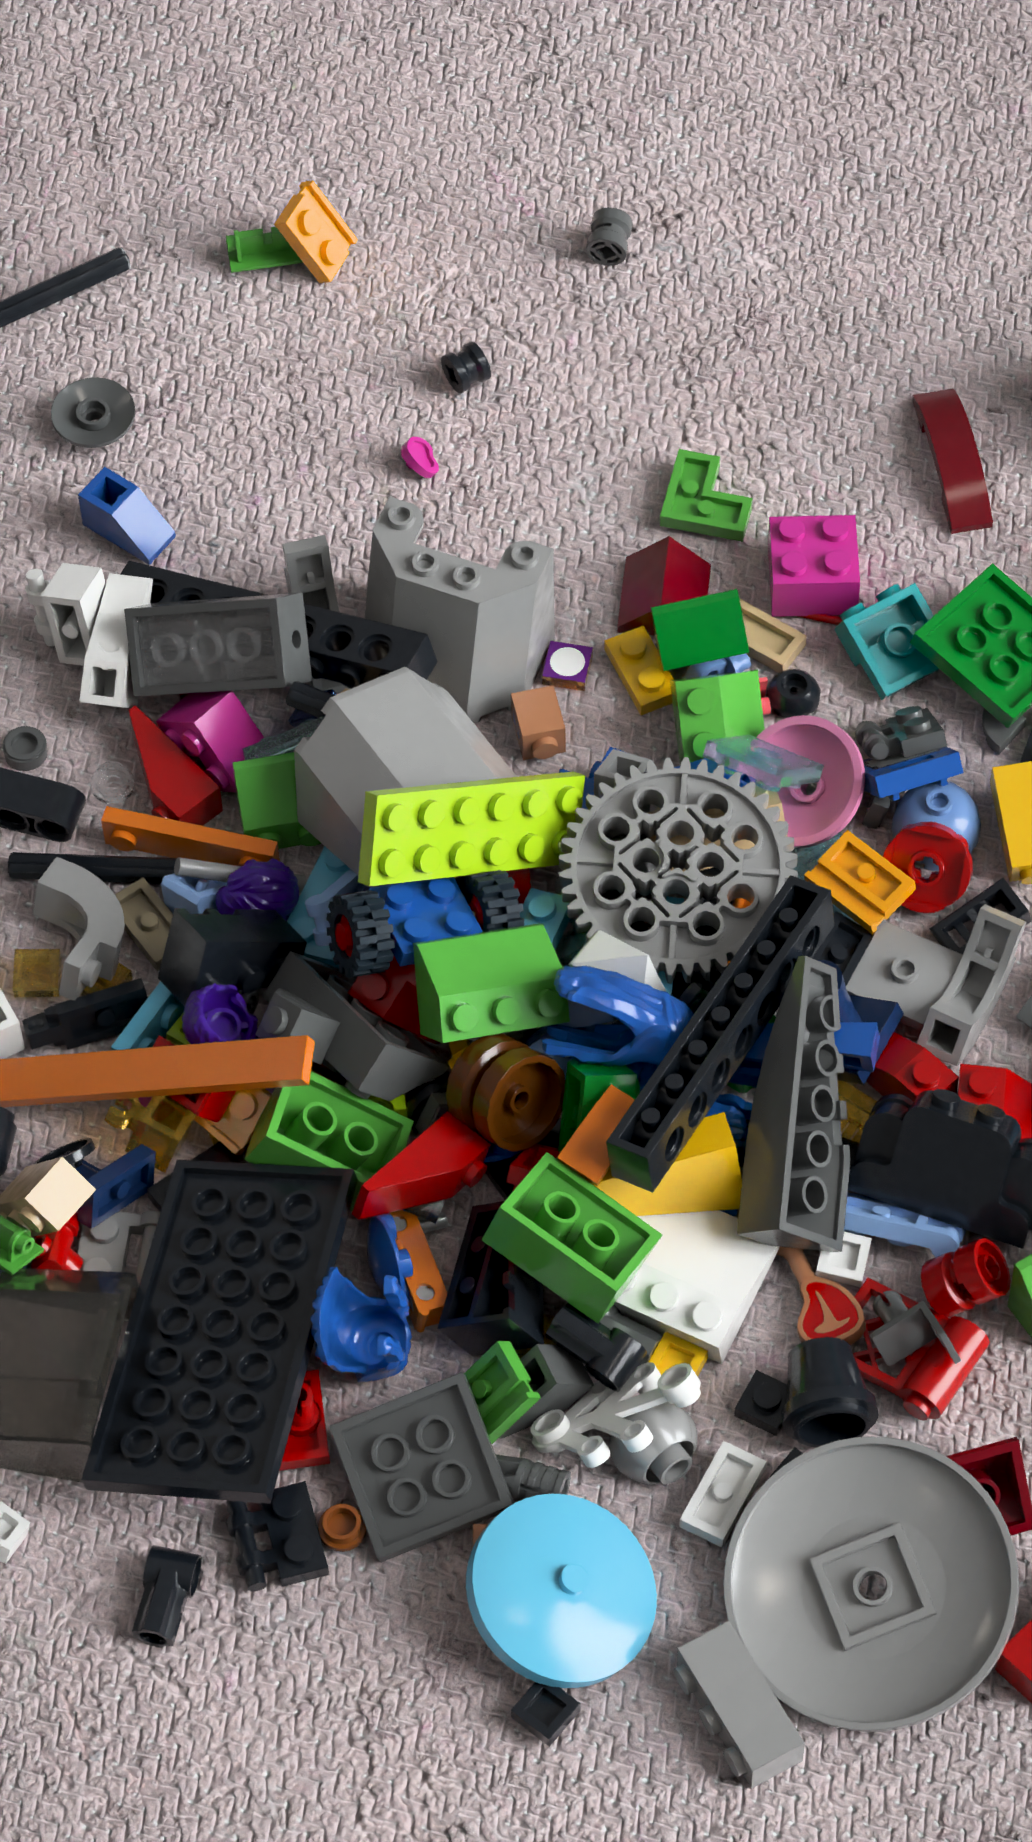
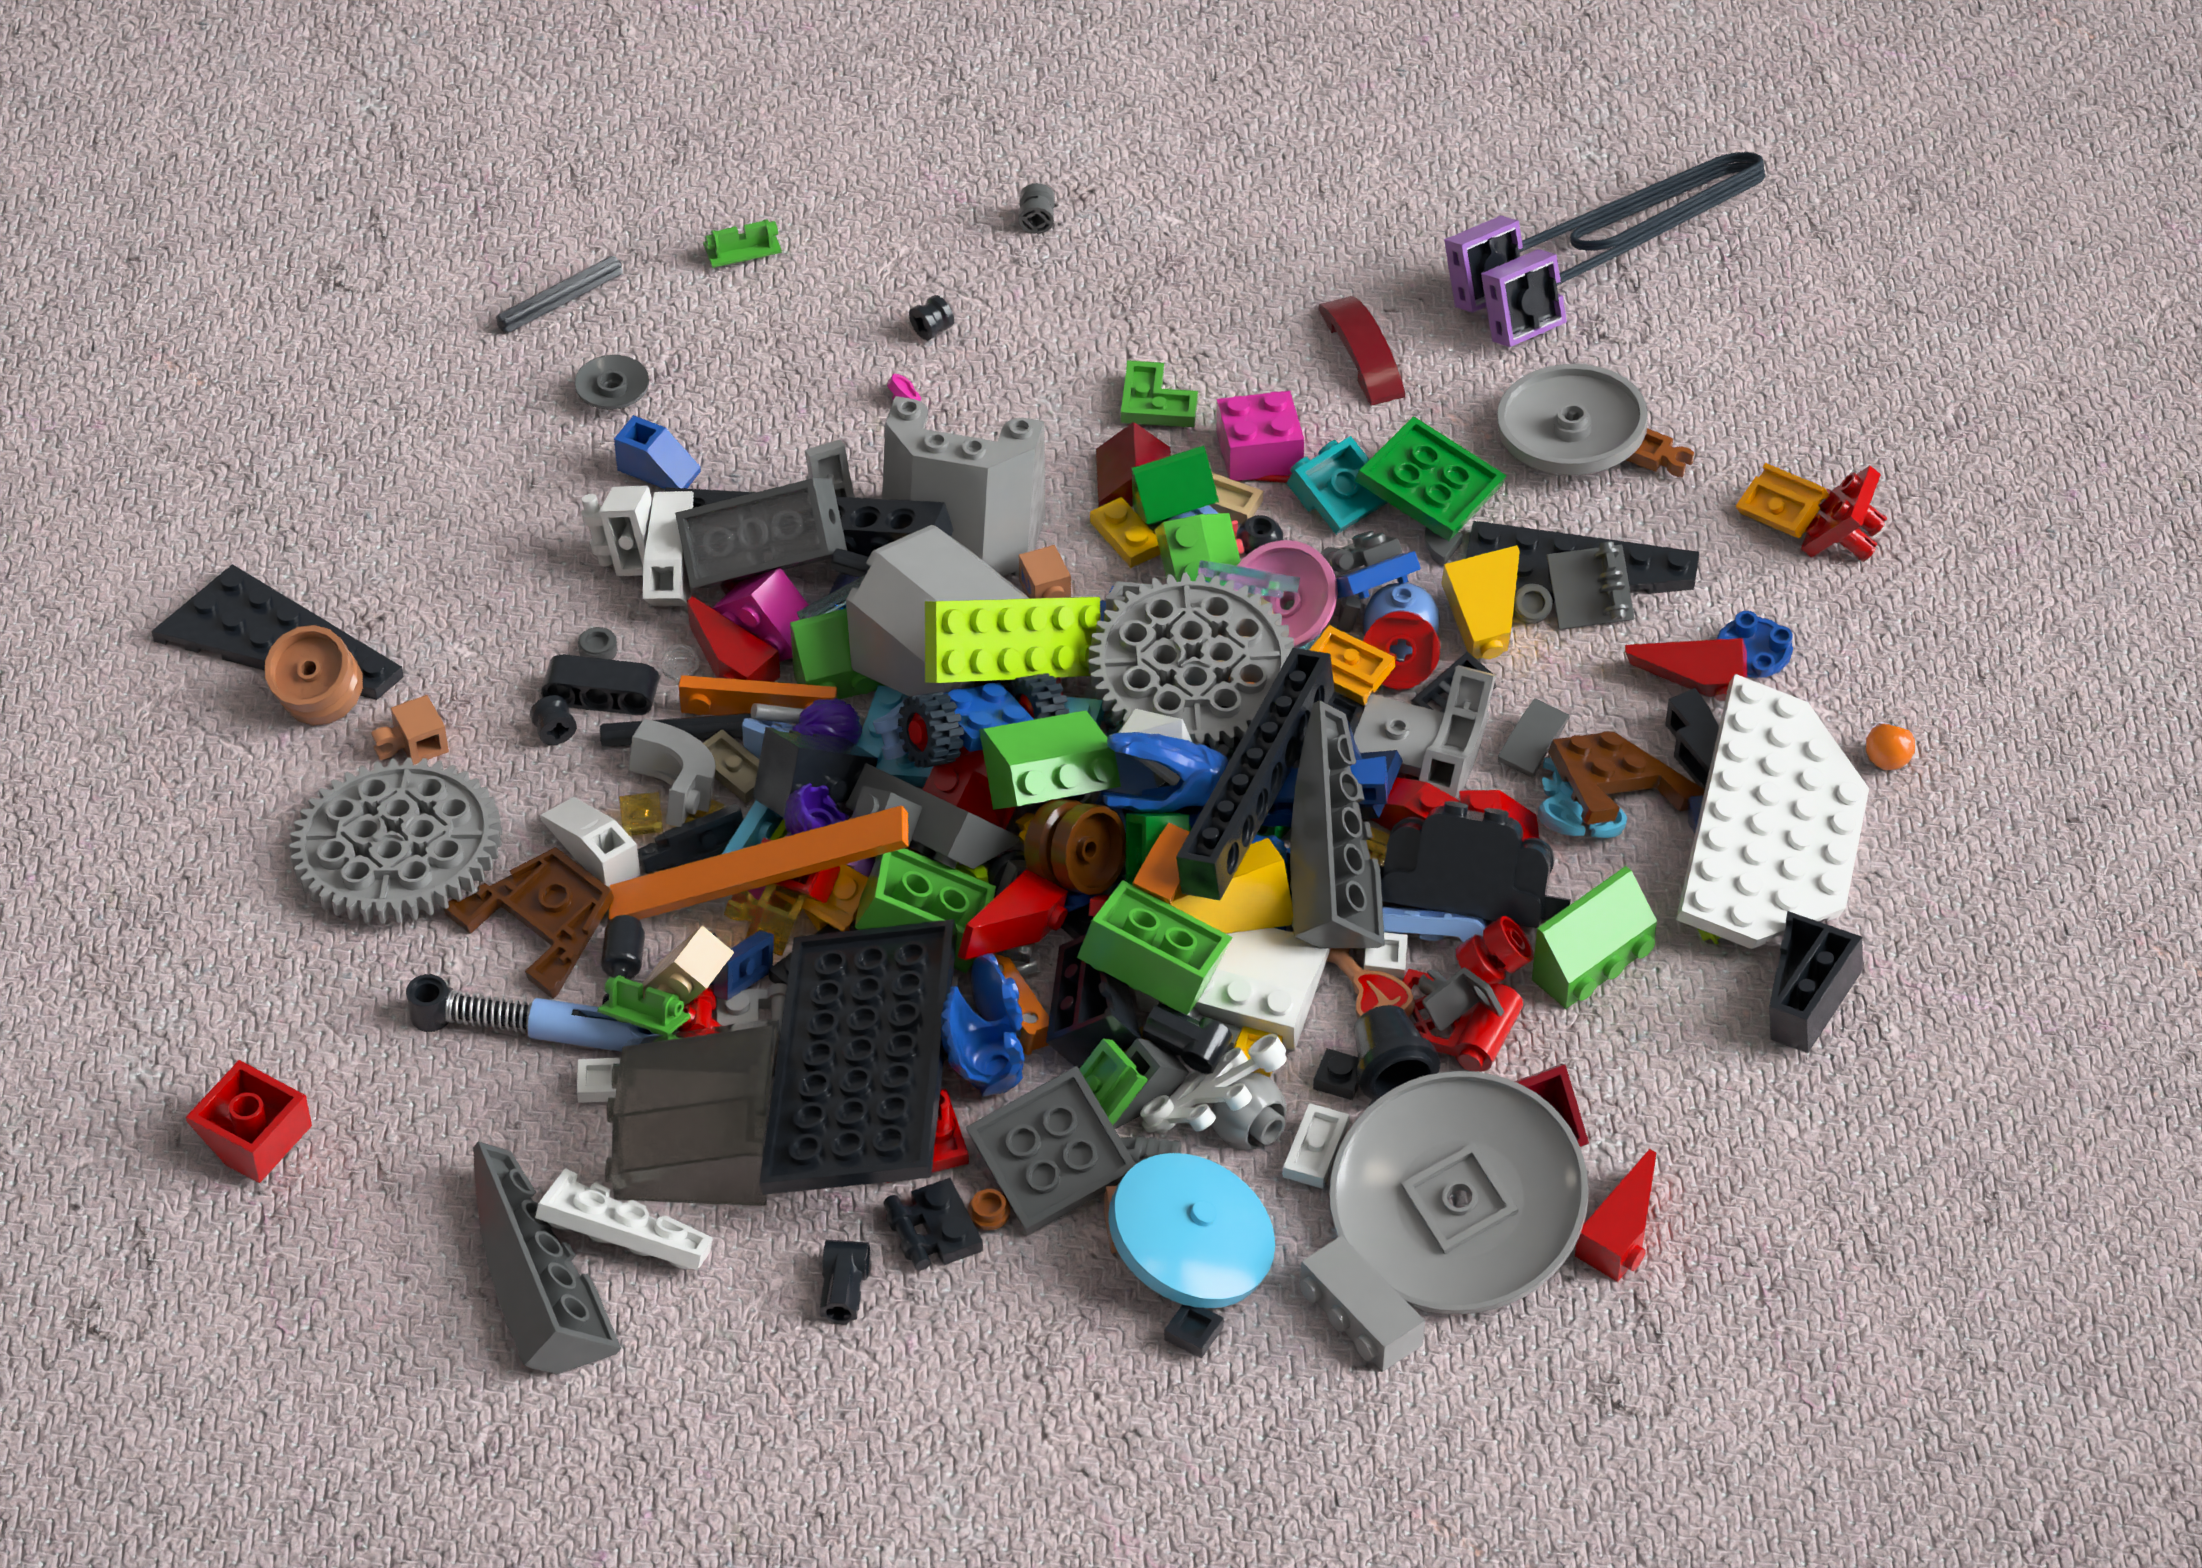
camera: 10 degrees left, 10 degrees down
(315, 232) = (783, 225): light orange plate -> none
(567, 665) = (1063, 533): tile -> none

